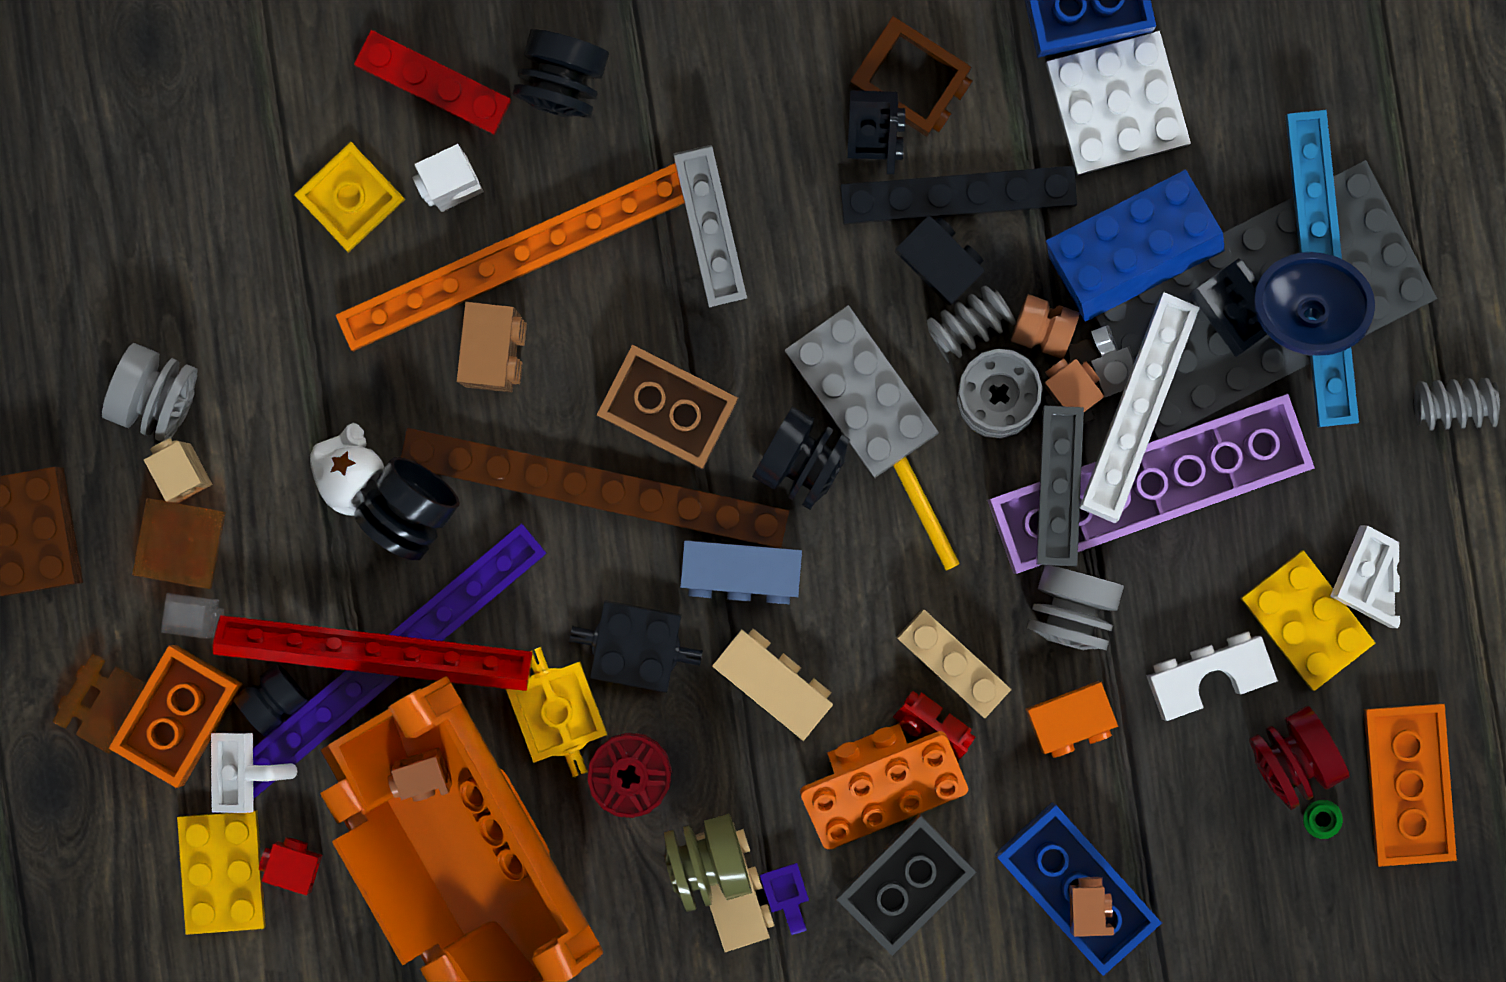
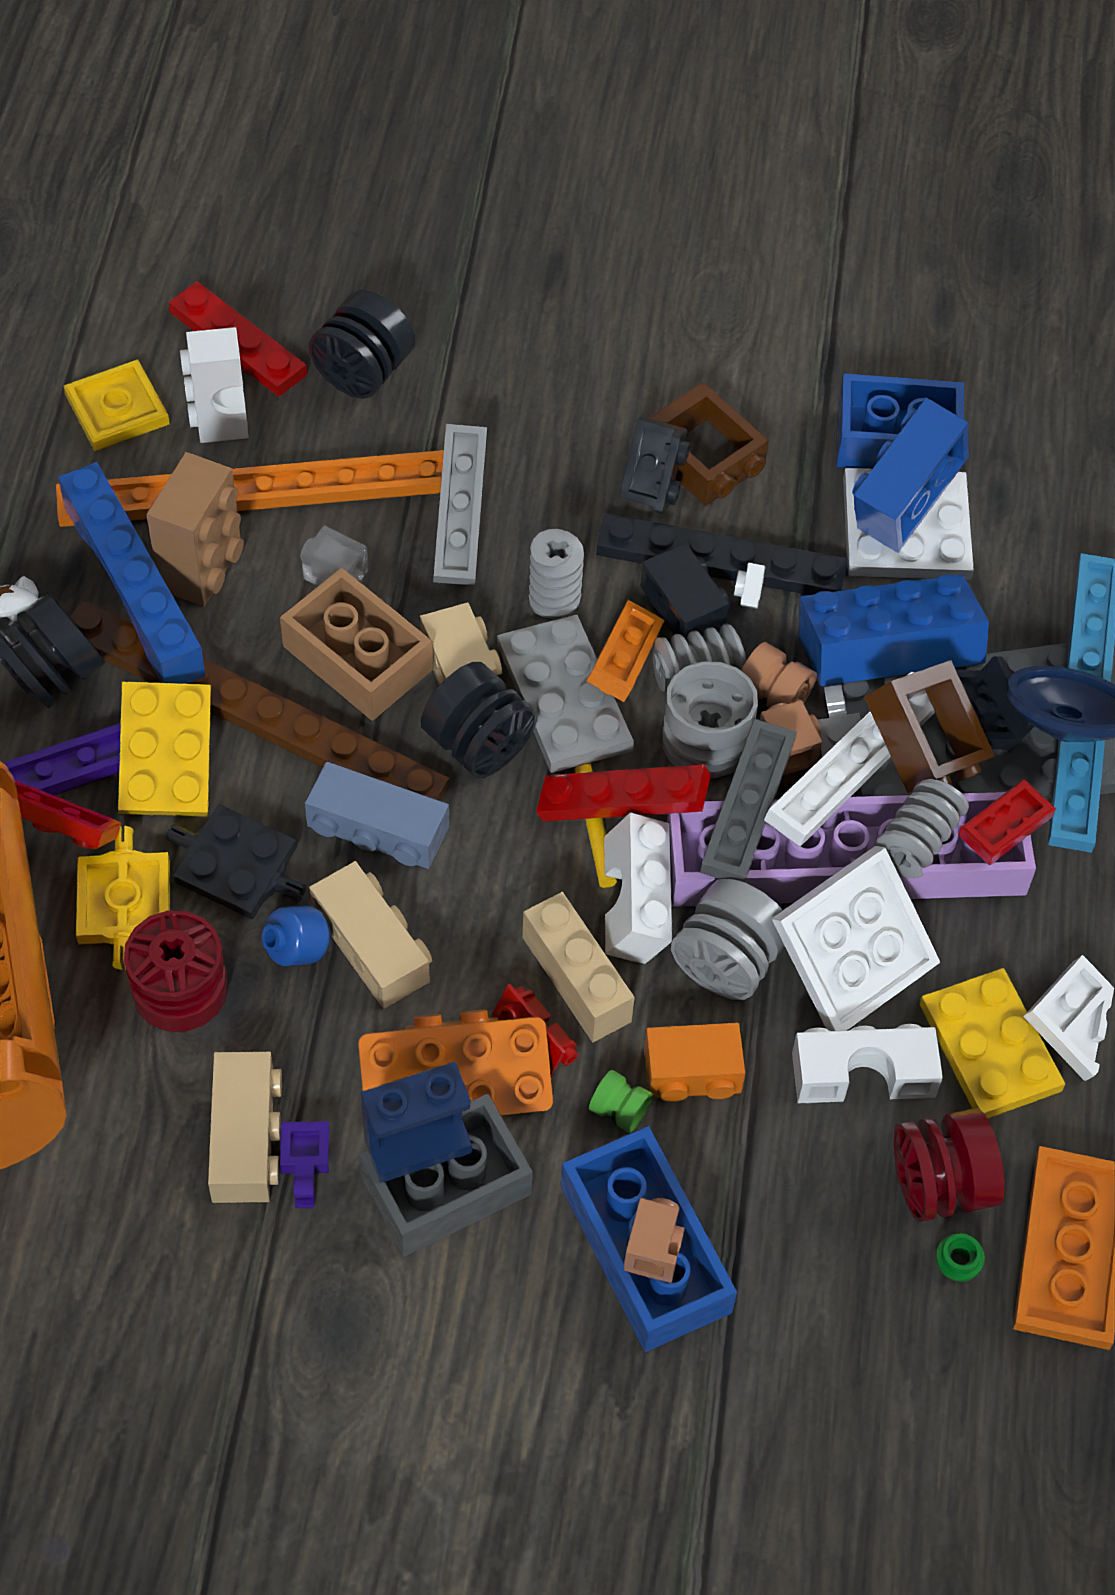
camera: 15 degrees right, 30 degrees down
(447, 407) = (151, 607): none -> blue arch
(540, 566) = (164, 749): none -> yellow plate
(614, 318) = (330, 552): none -> clear brick
(707, 862) = (223, 1057): olive wheel -> none
(714, 708) = (296, 935): none -> blue head
(758, 381) = (457, 640): none -> tan brick
(817, 266) = (555, 573): none -> light grey piece
(882, 883) = (416, 1122): none -> dark blue panel
(905, 340) = (625, 651): none -> orange plate
(946, 494) = (624, 792): none -> red plate
(994, 597) = (641, 918): none -> white arch
(996, 231) = (750, 585): none -> white plate
(1022, 772) = (618, 1100): none -> bright green wheel
(1116, 93) = (910, 474): none -> blue brick
(1167, 340) = (905, 737): none -> reddish brown window
(1179, 578) = (856, 940): none -> white plate
(1212, 470) = (922, 826): none -> light grey piece
(1282, 437) = (1006, 822): none -> red plate

